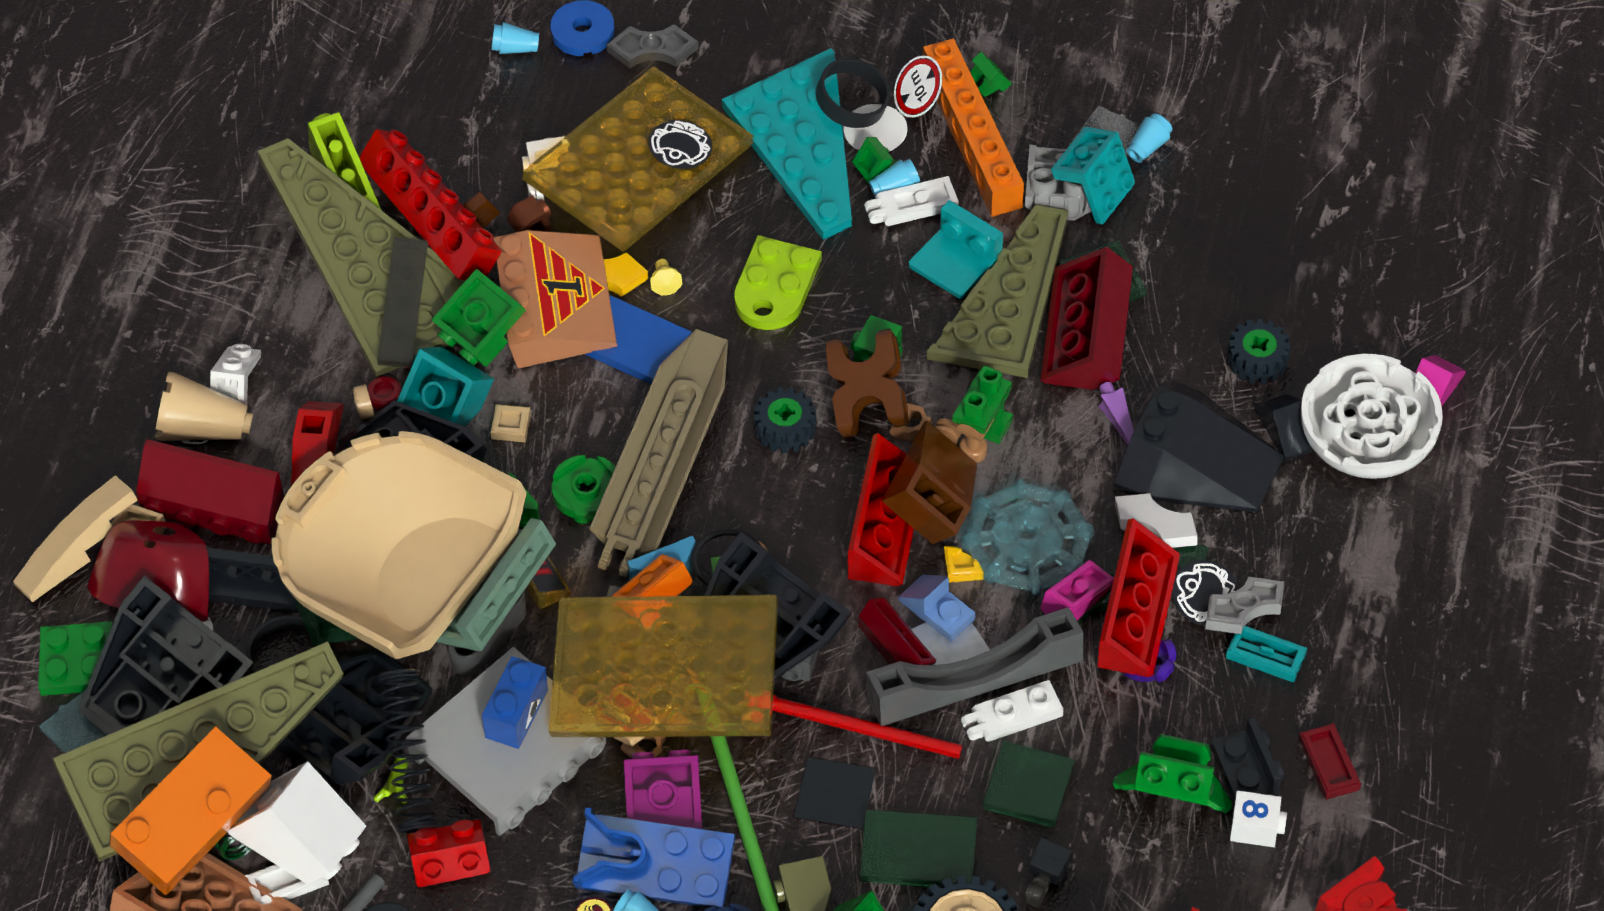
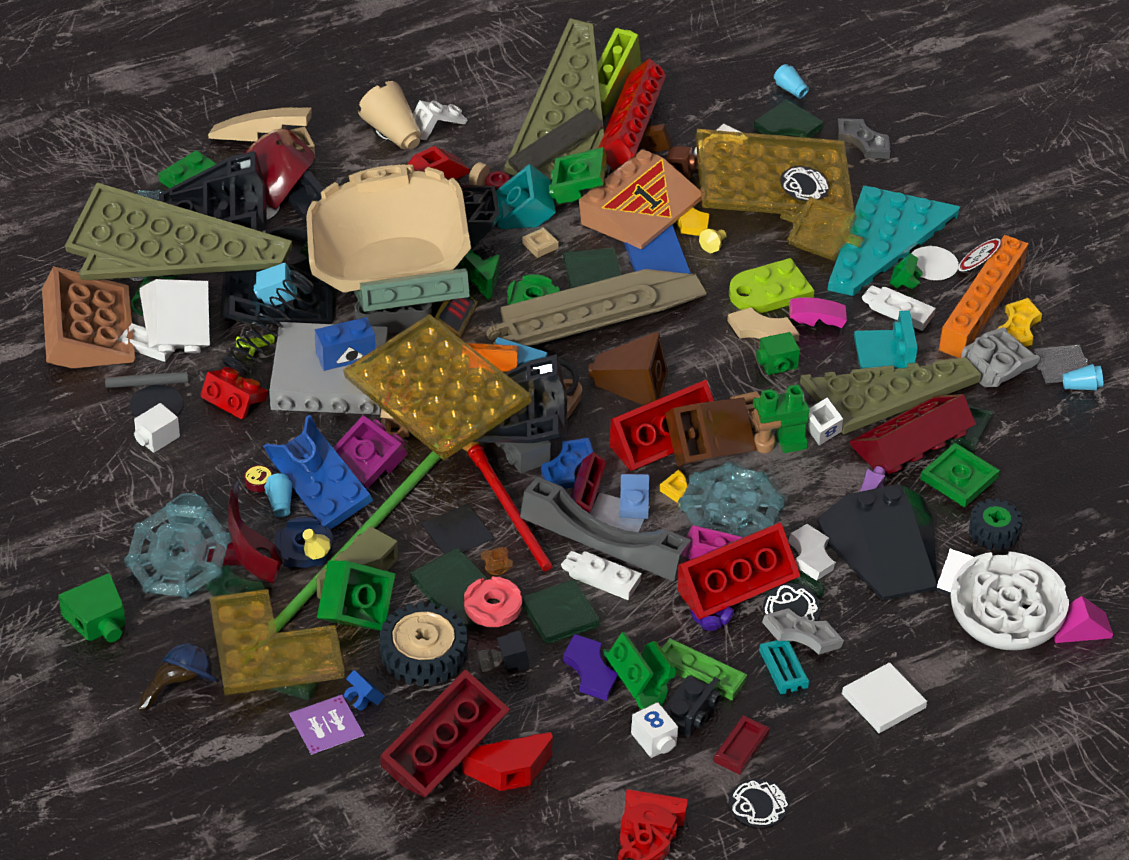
camera: 45 degrees right, 10 degrees down
(190, 810) = (125, 255): orange brick -> none
(210, 492) = (342, 143): dark red slope -> none
(355, 703) = (269, 280): none -> medium azure brick
(563, 85) = (788, 120): none -> clear green tile
(582, 14) = (826, 98): blue tile -> none
(598, 409) = (590, 266): none -> clear green tile
(753, 179) = (821, 228): none -> clear yellow plate
(784, 483) = (633, 369): none -> reddish brown slope
(797, 422) = (682, 347): black wheel -> none
(810, 336) = (751, 324): none -> tan tile
(849, 646) = (566, 466): none -> blue tile
(851, 270) = (811, 309): none -> dark pink slope
(864, 70) = (946, 213): black tyre -> none
(867, 383) = (741, 359): reddish brown piece -> none
(896, 176) = (908, 287): medium azure cone -> none
(913, 798) = (496, 560): none -> clear orange plate
(971, 851) = (492, 614): none -> coral tile
(991, 74) = (1032, 282): green tile -> none
(1020, 120) = (1021, 318): none -> yellow tile
(1020, 375) = (824, 421): none -> white brick
(1102, 168) = (1020, 366): teal bracket -> none
(1138, 817) = (585, 658): none -> dark purple tile
(1172, 329) = (959, 474): none -> green plate
(1211, 719) = (704, 668): none -> bright green tile
(1378, 604) = (884, 697): none -> white tile
(1406, 801) = (758, 803): none -> black sticker

